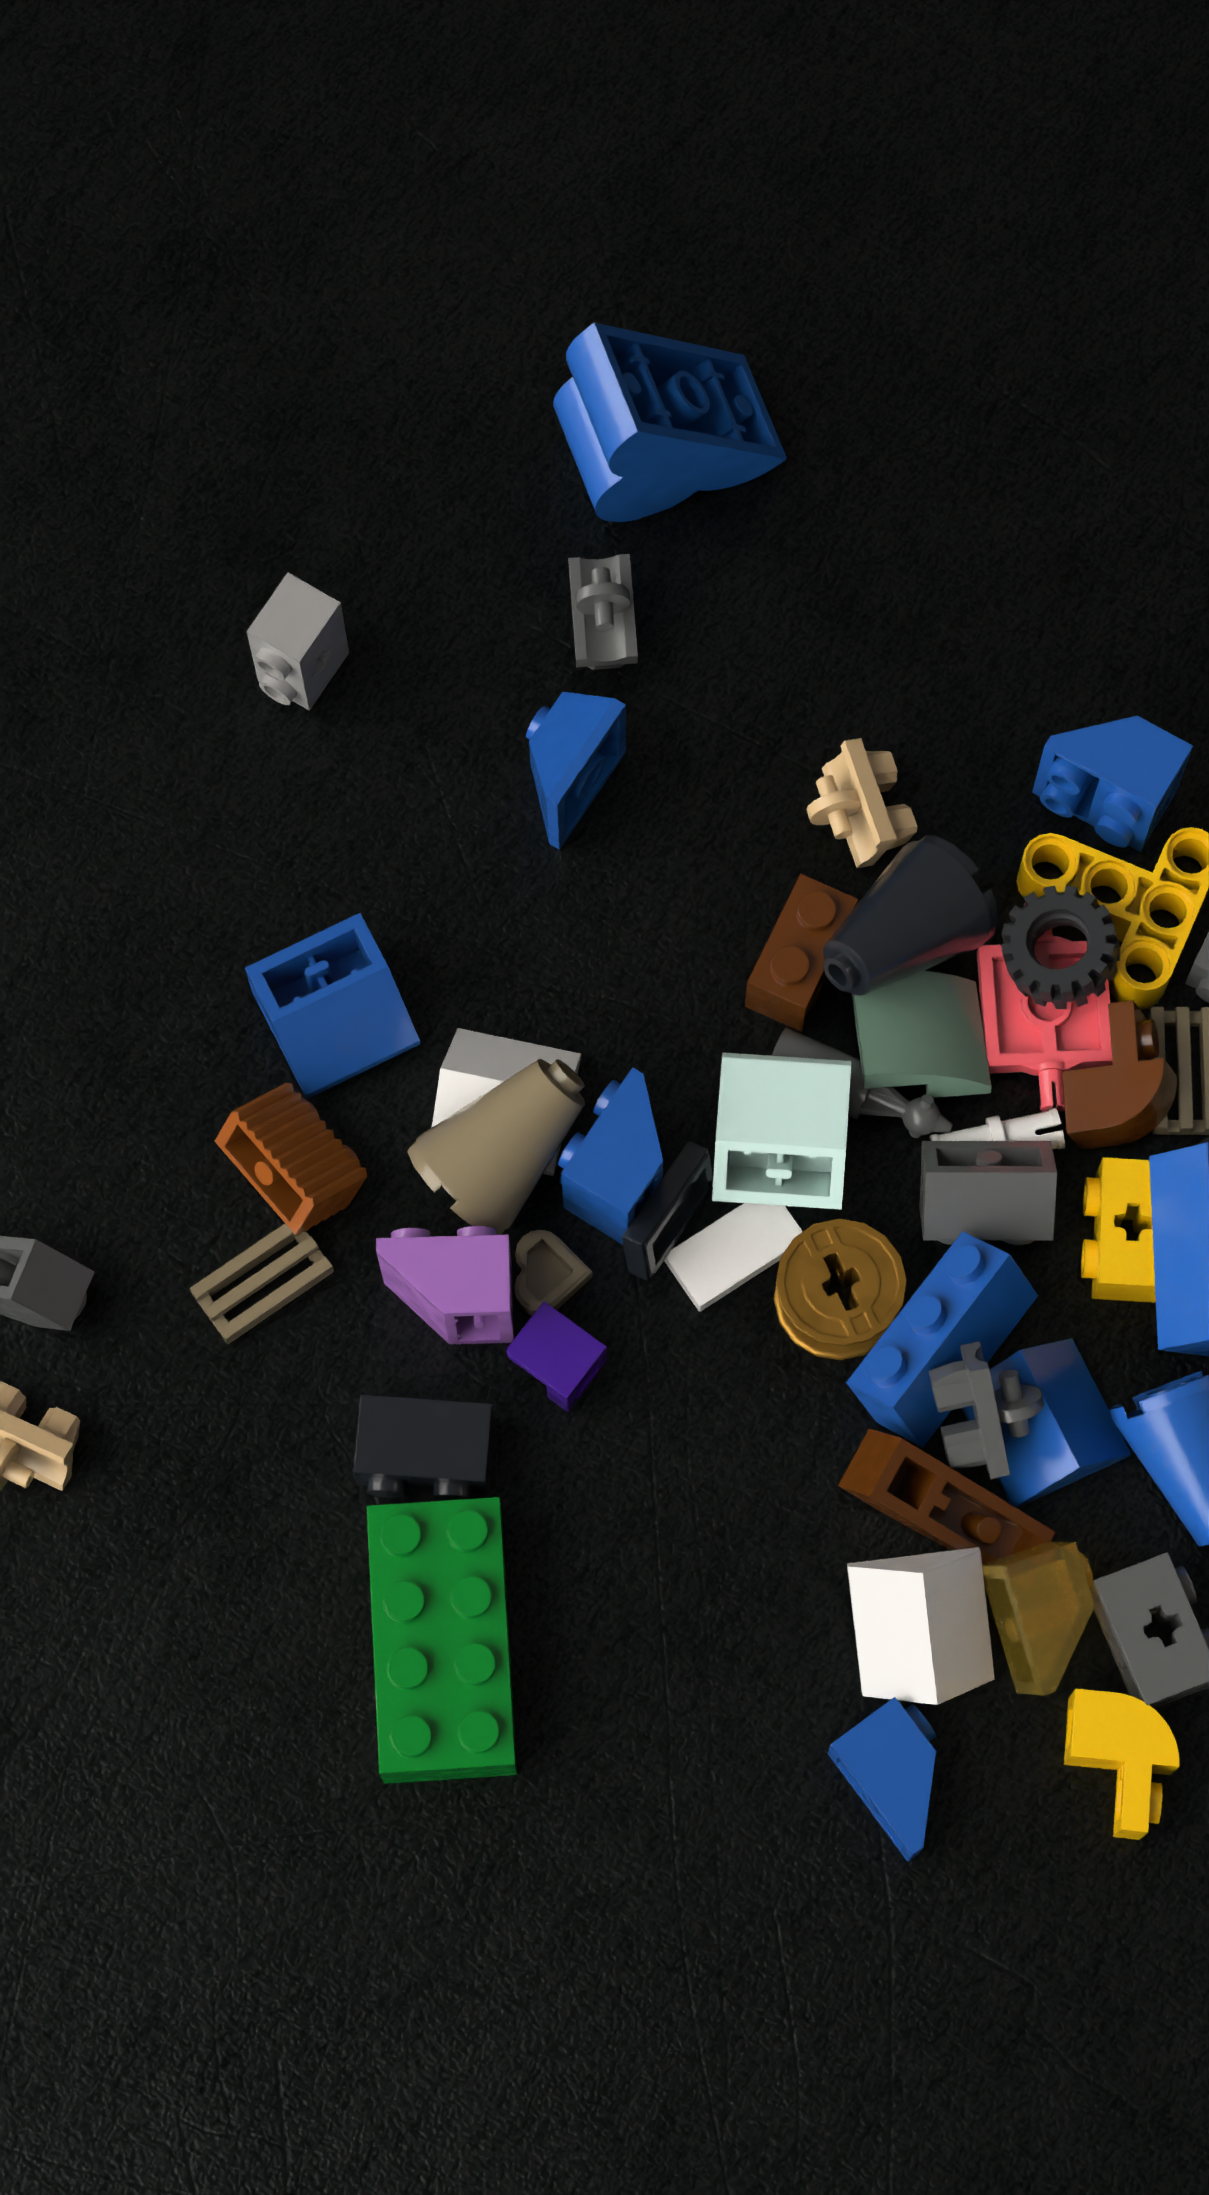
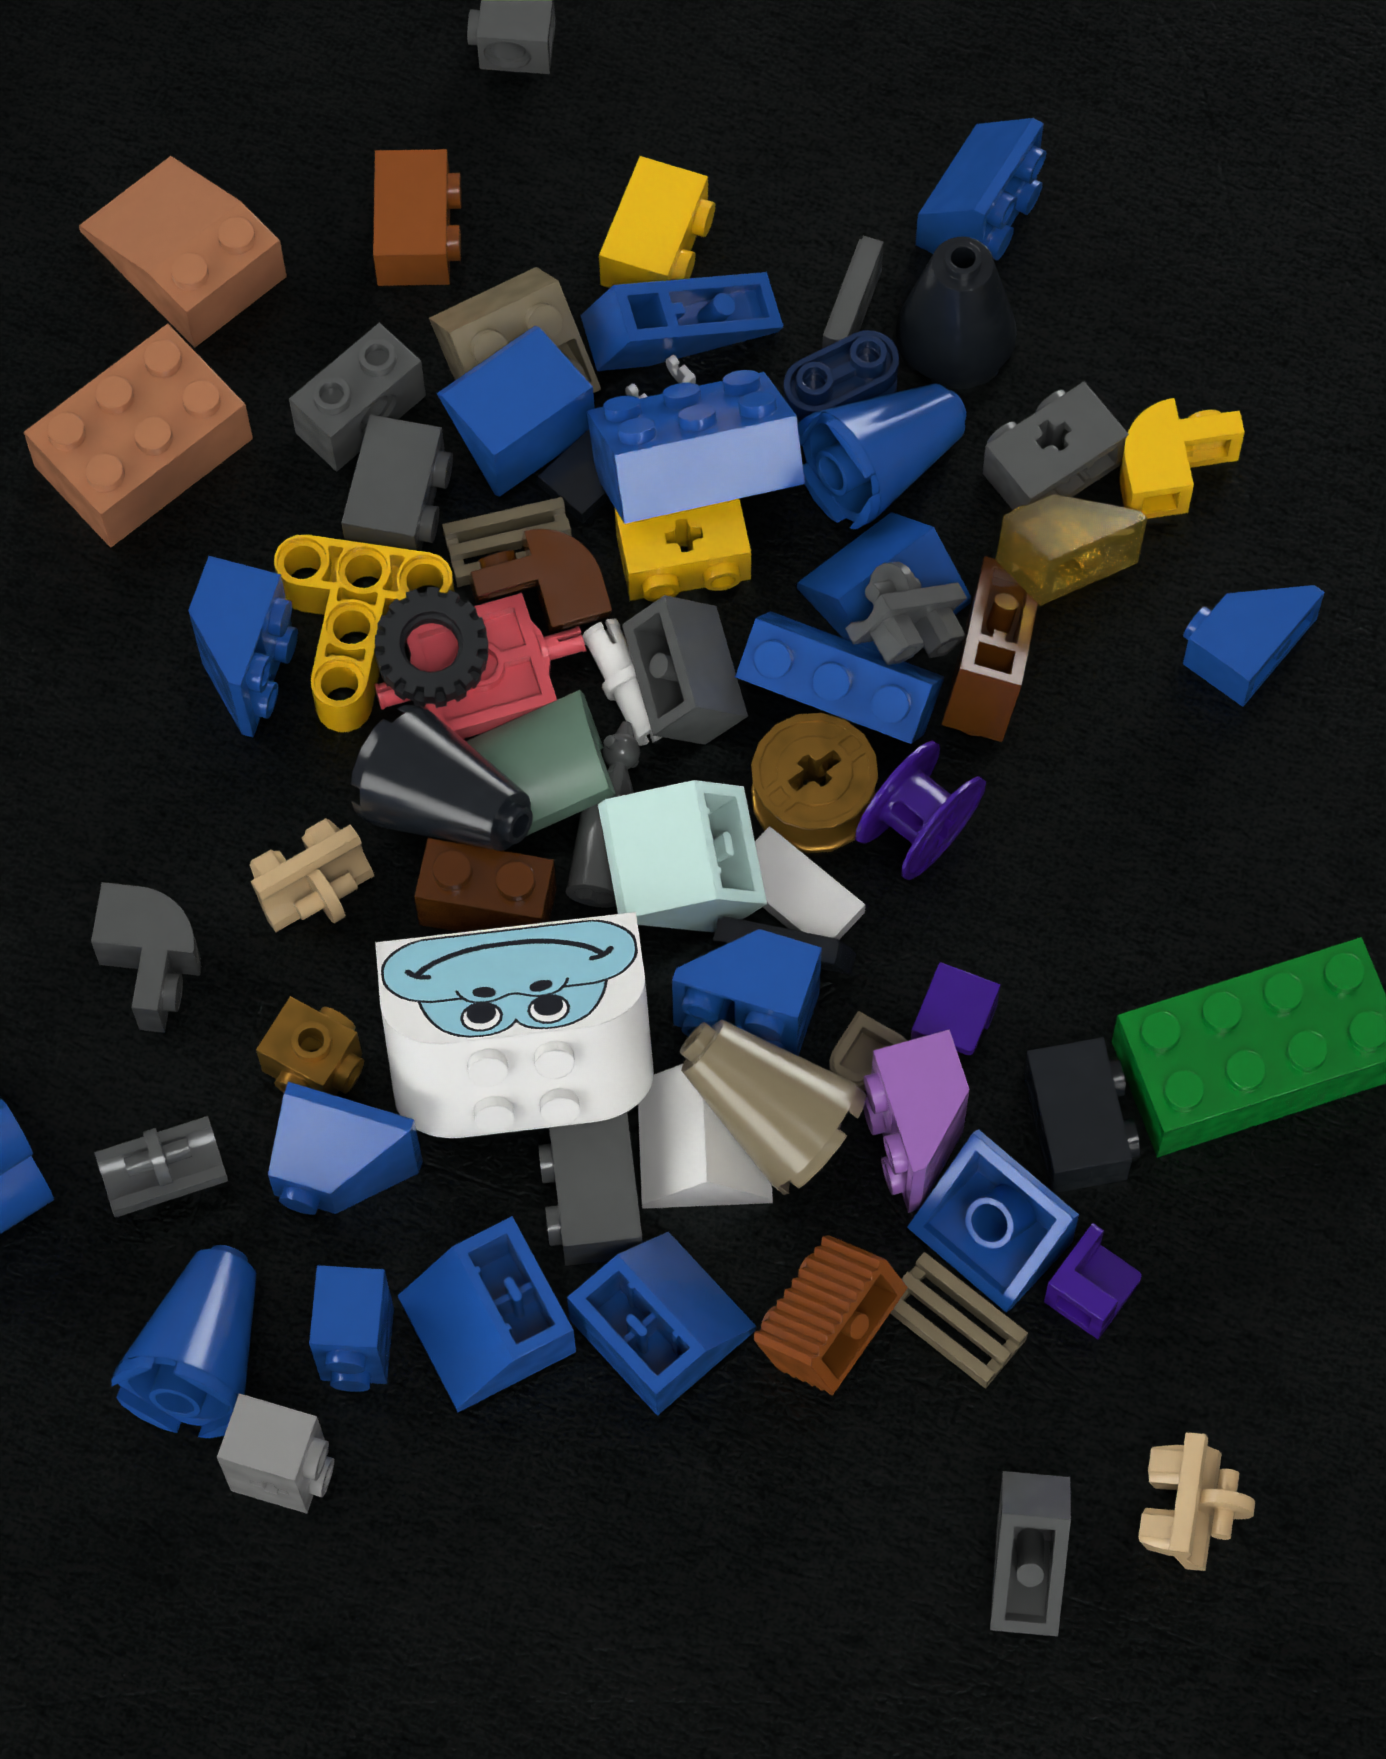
camera: 105 degrees left, 5 degrees down
(254, 1414) = (1091, 1284): none -> dark purple panel
(340, 1338) = (994, 1222): none -> blue slope
(382, 861) = (487, 1315): none -> blue slope
(395, 730) = (351, 1327): none -> blue brick
(427, 606) = (194, 1347): none -> blue cone
(477, 981) = (594, 1189): none -> dark grey brick
(639, 934) = (517, 1025): none -> brick
(678, 760) = (311, 1049): none -> pearl gold brick
(772, 1372) = (920, 810): none -> dark purple piece
(829, 658) = (151, 934): none -> dark grey brick
(921, 1625) = (1114, 641): white slope -> none

